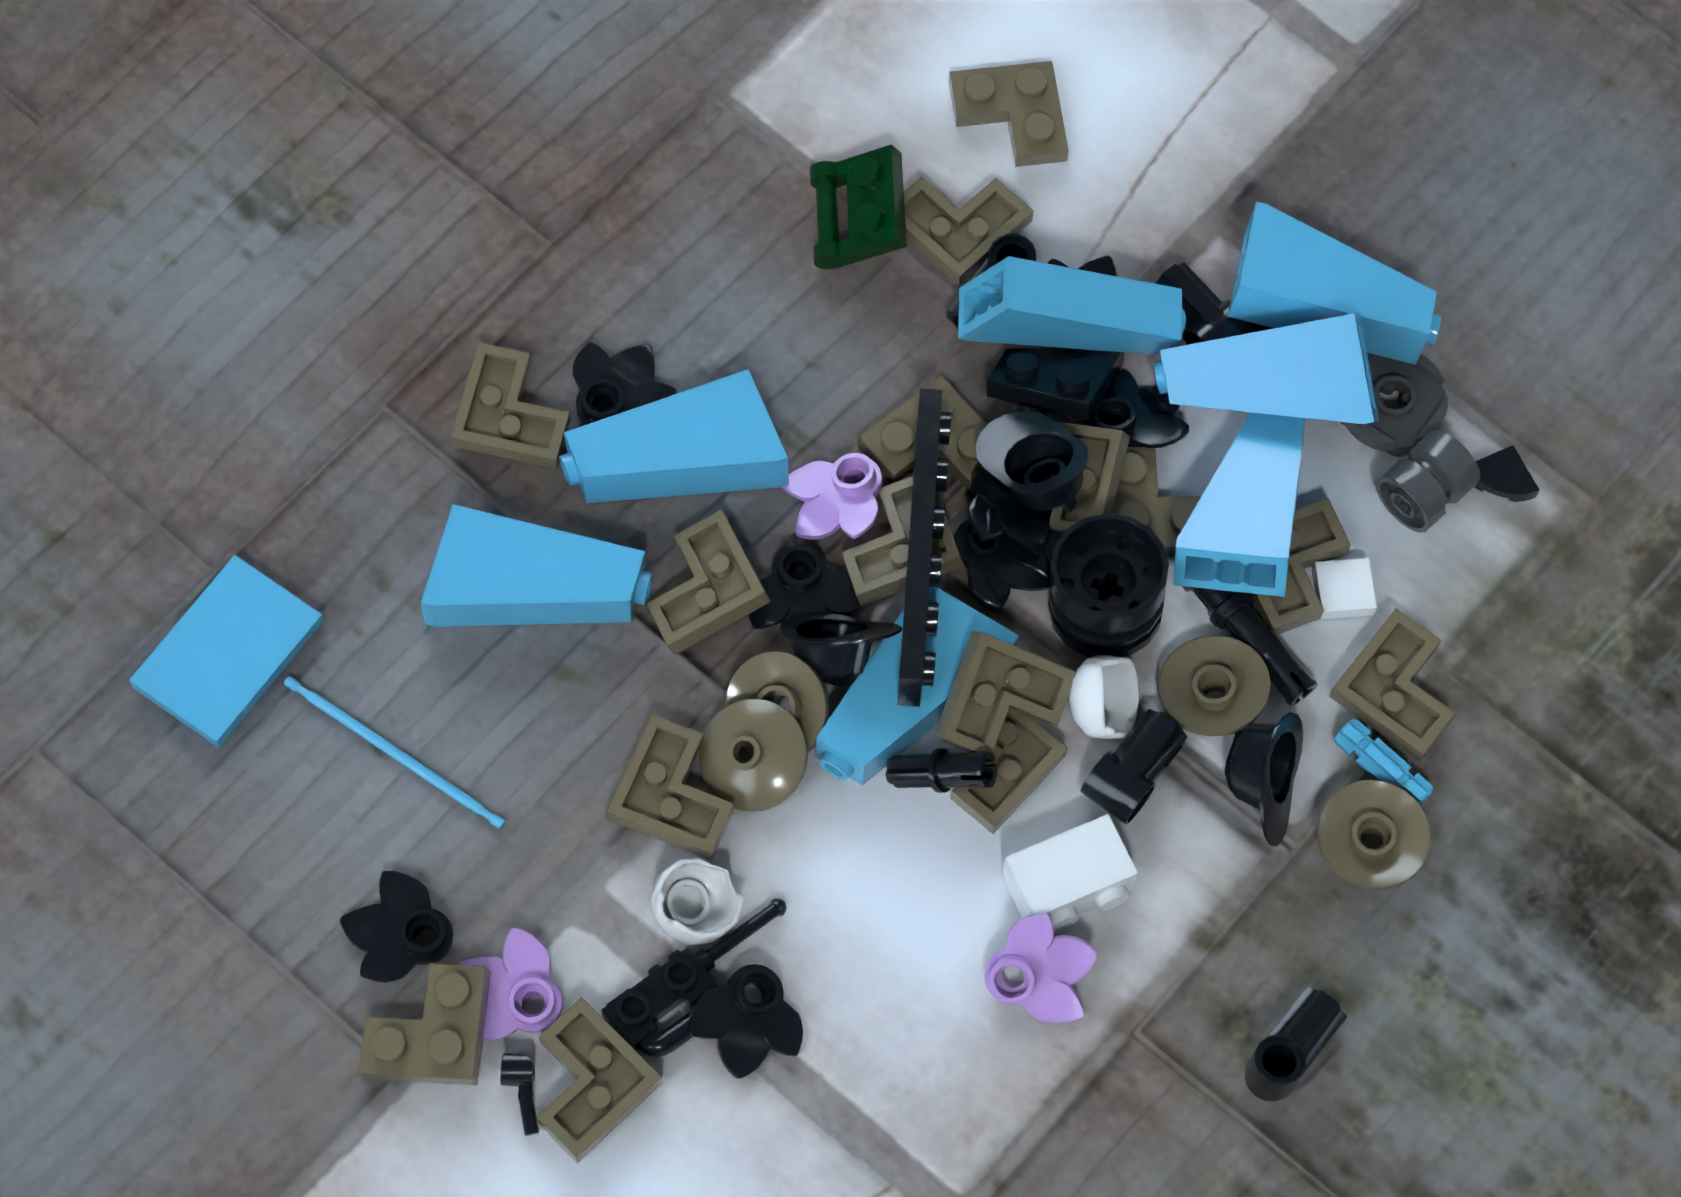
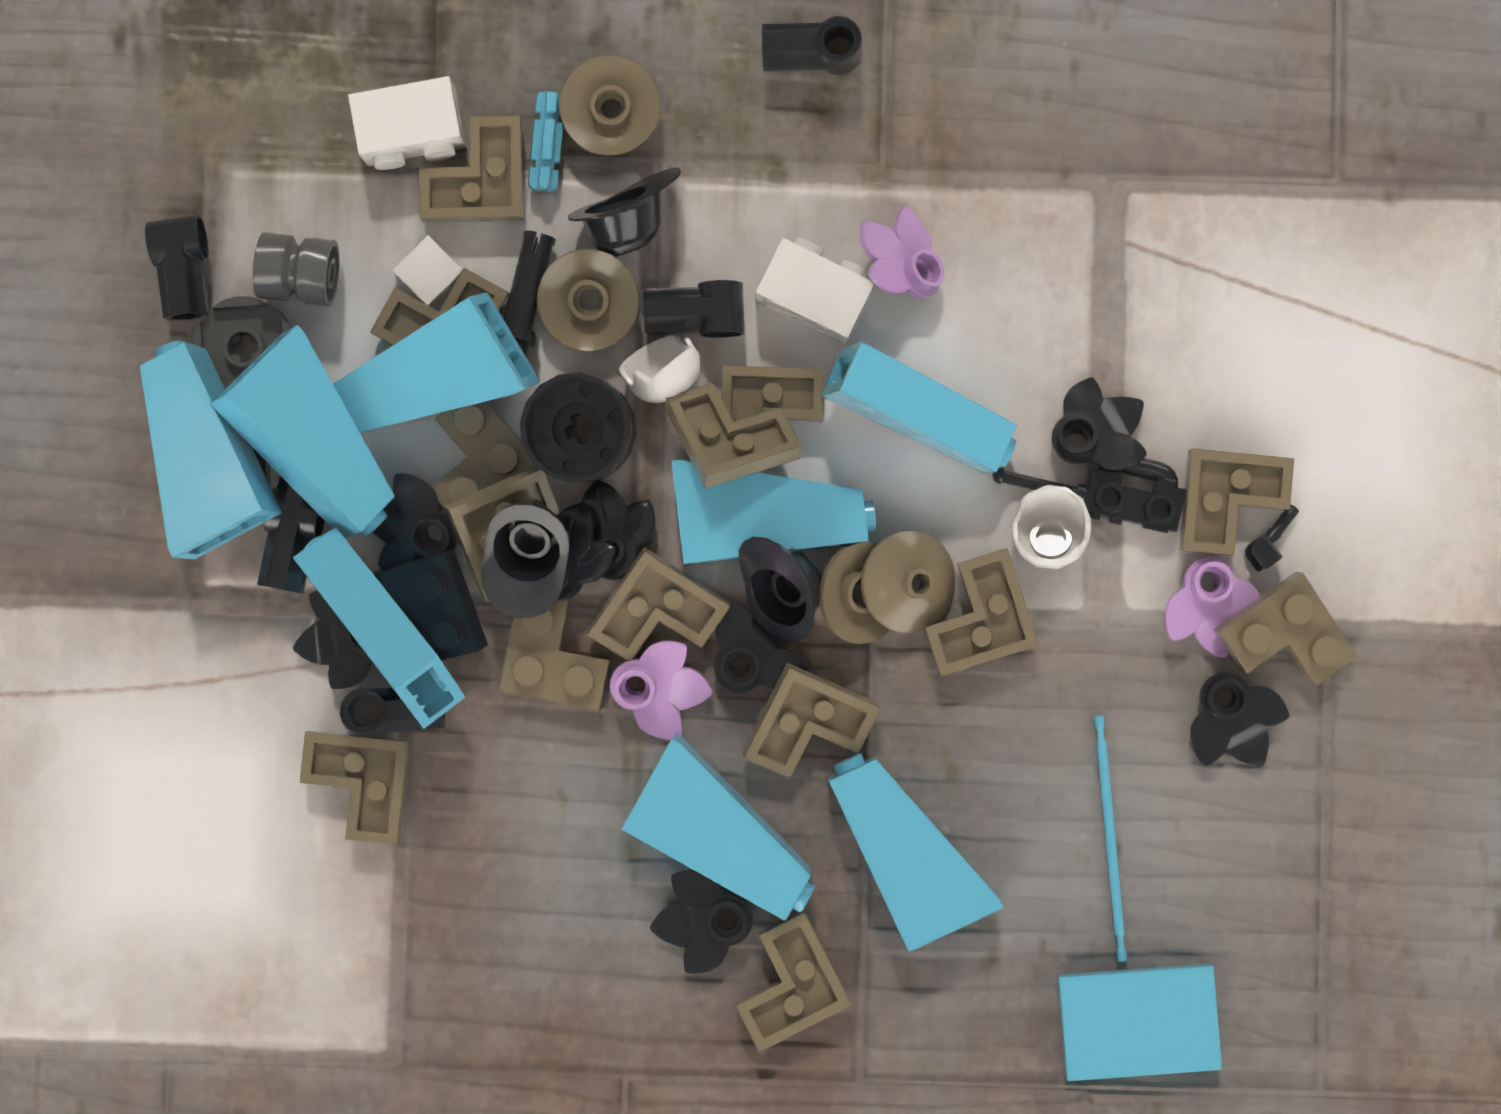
camera: 125 degrees left, 20 degrees up
(873, 204) = (401, 854): dark green plate -> none
(892, 864) = (919, 408): none -> medium azure slope
(923, 567) = (644, 591): black plate -> none
(942, 770) = (814, 436): black axle -> none
(1017, 95) = (206, 822): dark tan plate -> none
(1489, 663) = (407, 123): none -> white brick
(1506, 476) = (239, 223): black tile -> none
(1516, 408) = (179, 254): none -> black piece

